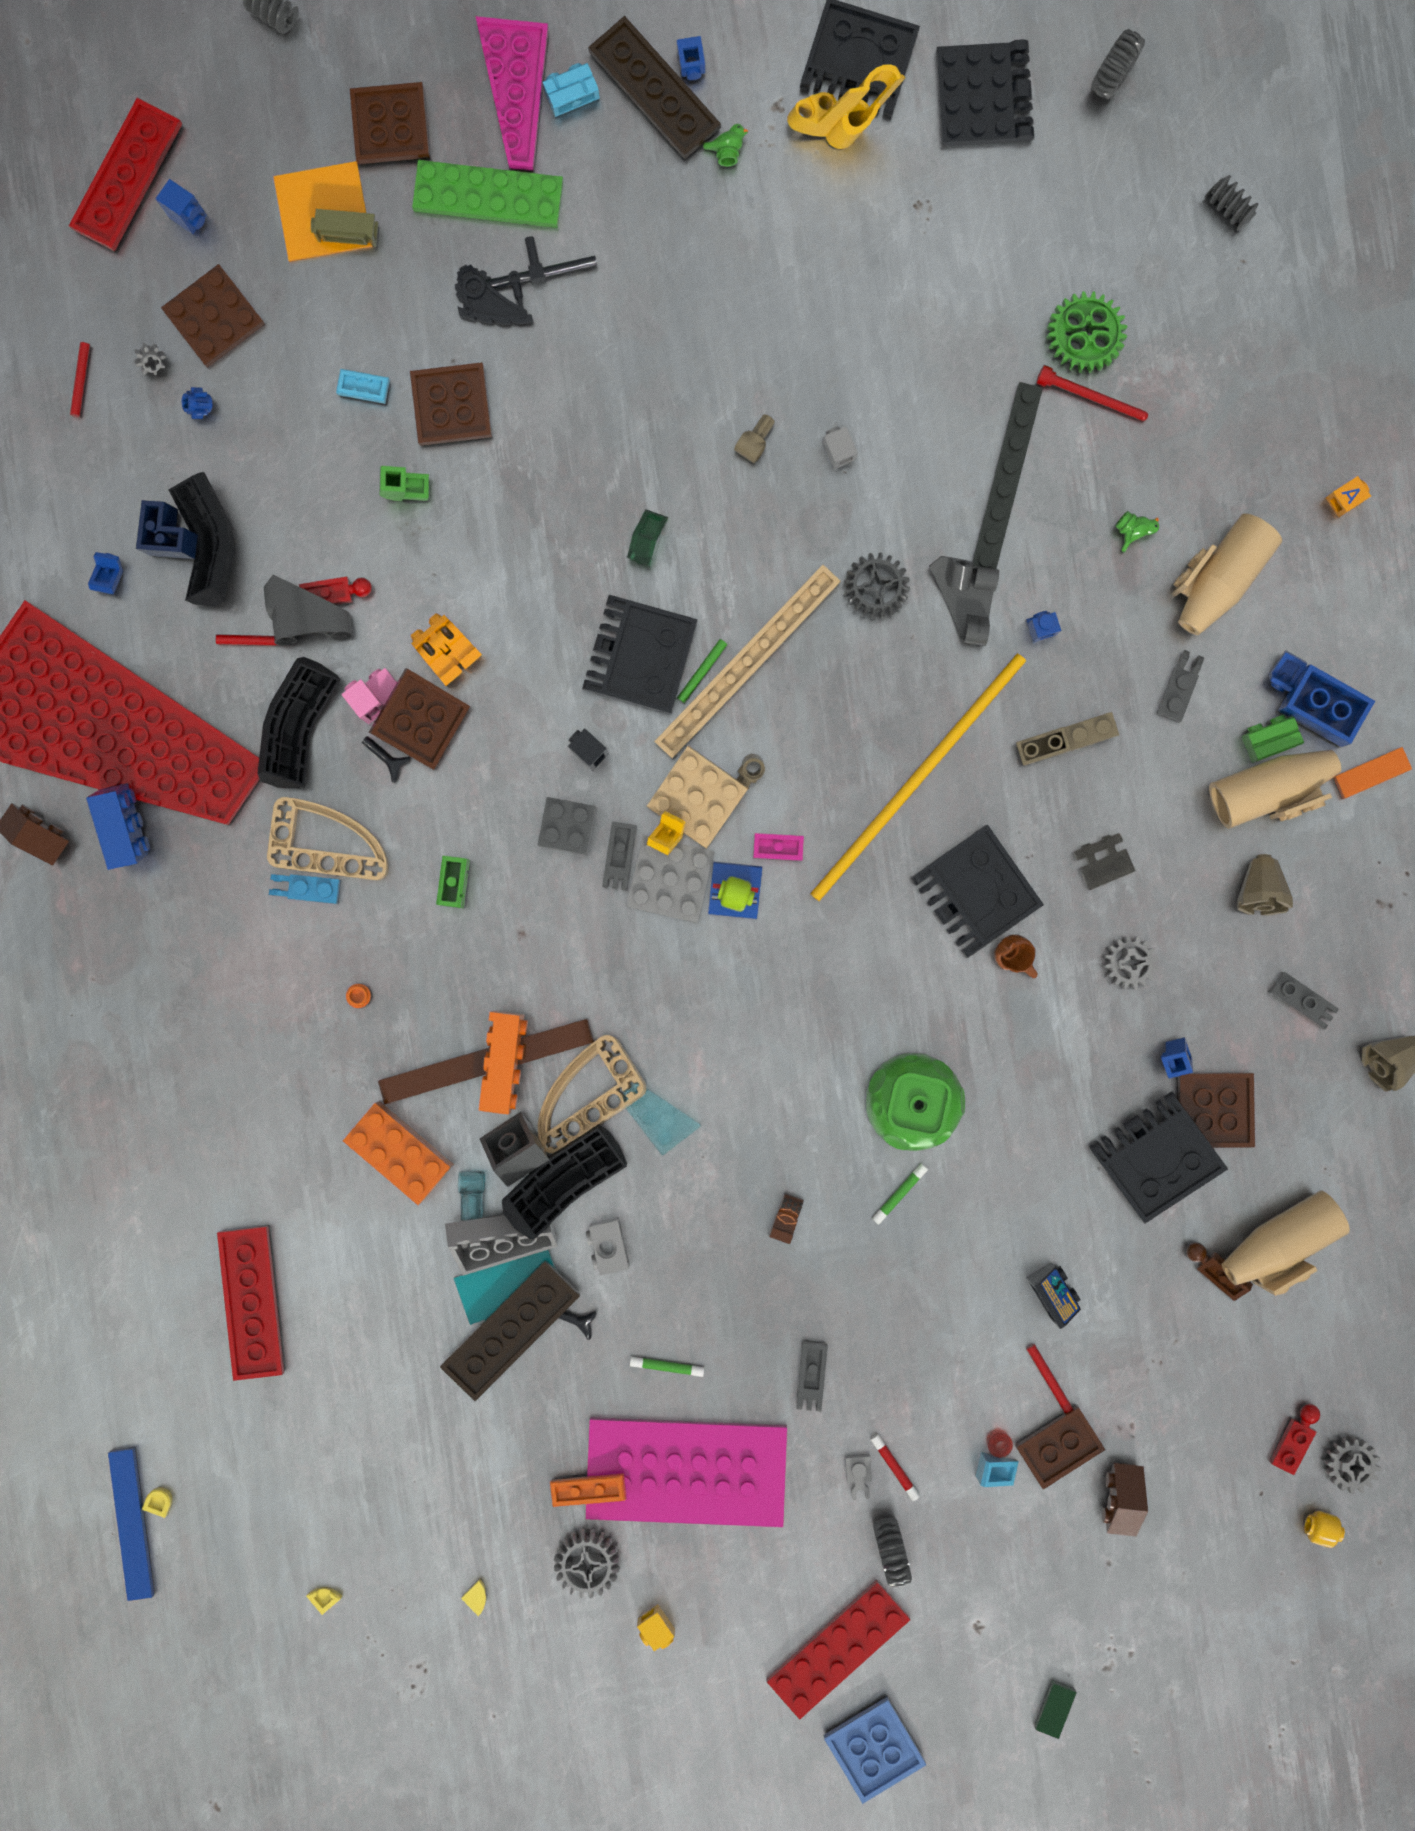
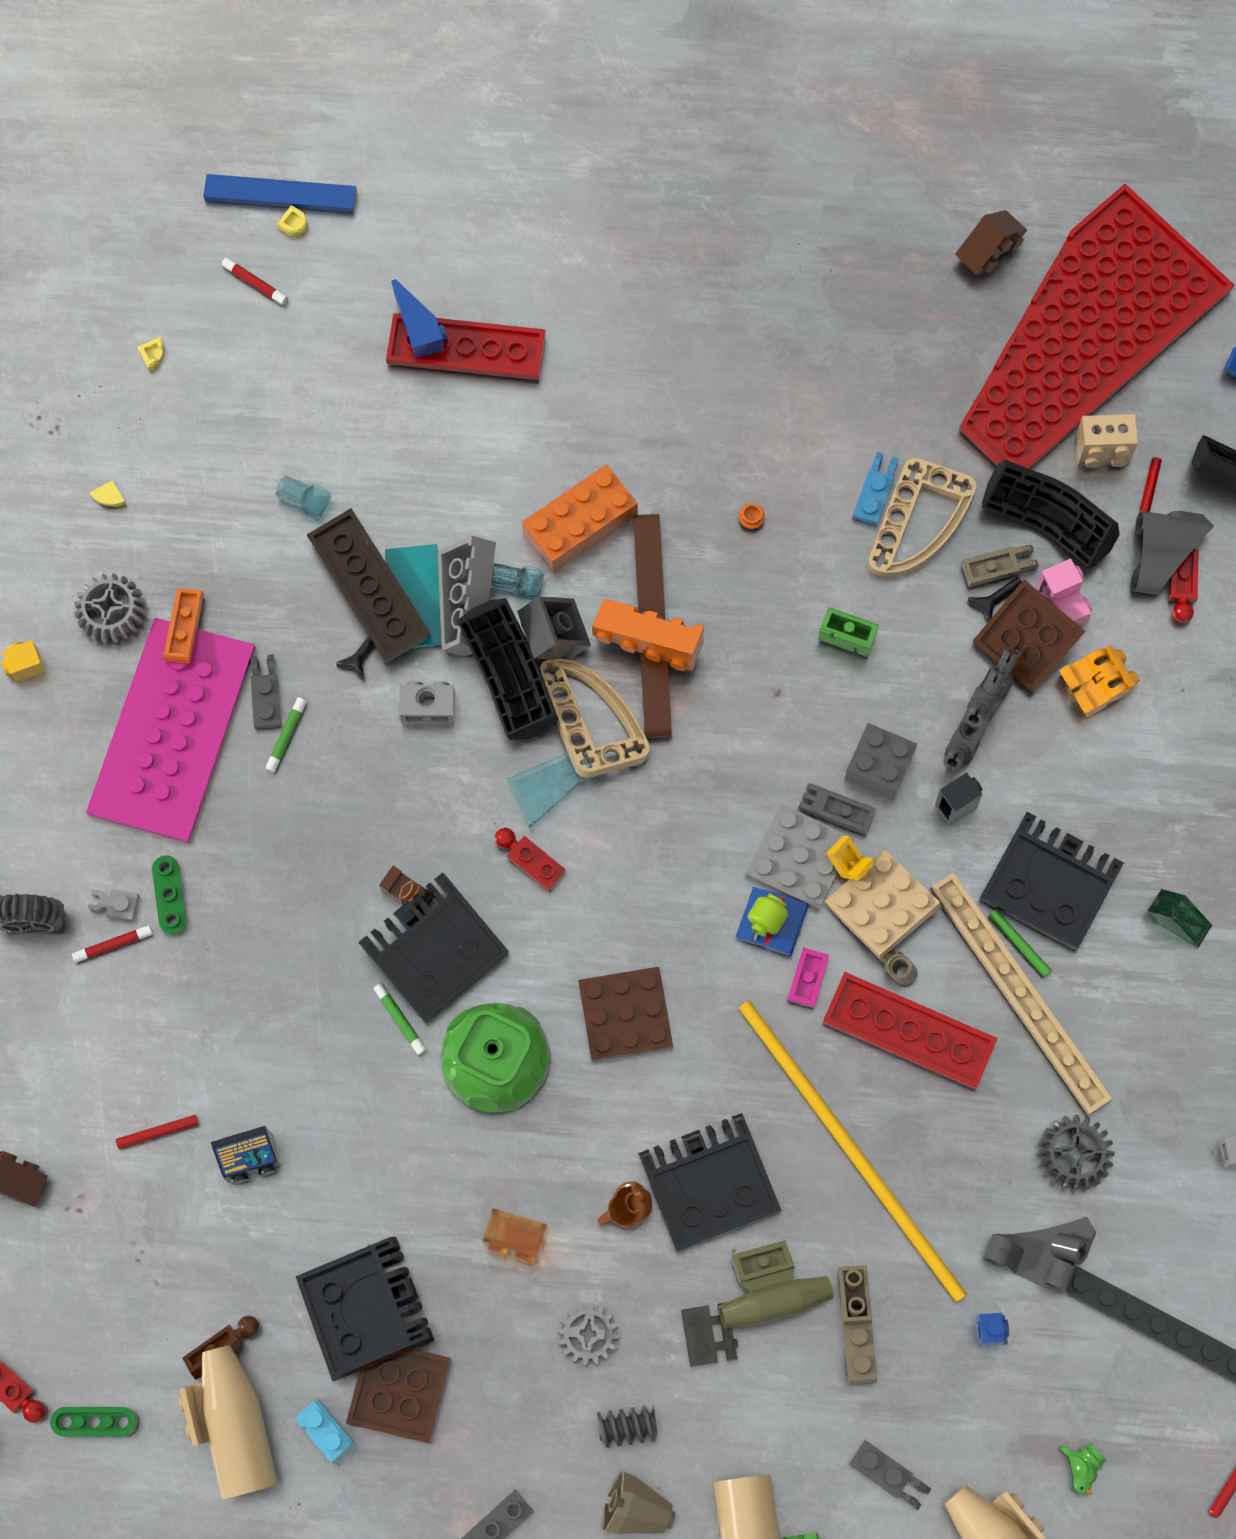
camera: 105 degrees right, 15 degrees down
(118, 826) = (980, 320): blue brick -> none
(212, 686) = (1106, 440): none -> tan piece
(228, 1522) = (254, 281): none -> red bar
(242, 1351) = (420, 324): none -> blue slope
(355, 763) = (997, 565): none -> dark tan hinge
(436, 1408) = (310, 499): none -> clear light blue piece
(501, 746) = (981, 710): none -> dark grey pin
(633, 1395) = (265, 695): none -> dark grey hinge
(729, 1117) = (530, 858): none -> red plate
(804, 749) = (910, 1030): none -> red plate
(812, 1375) = (234, 879): dark grey hinge -> none
(836, 1177) = (437, 951): none -> black hinge
(847, 1420) = (170, 906): none -> green plate
(848, 998) = (625, 1014): none -> reddish brown plate
(996, 1471) = (76, 1048): medium azure slope -> none
(998, 1437) = (108, 1066): clear red plate -> none
(1058, 816) = (771, 1291): none -> olive plate
(1060, 1447) = (80, 1123): reddish brown plate -> none
(1069, 1044) = (515, 1237): none -> clear orange piece
(1177, 1058) = (468, 1357): blue brick -> none
(1199, 910) = (627, 1426): none -> dark grey piece
(1266, 1162) = (325, 1431): none -> medium azure brick
(1312, 1368) = (82, 1417): none -> green plate

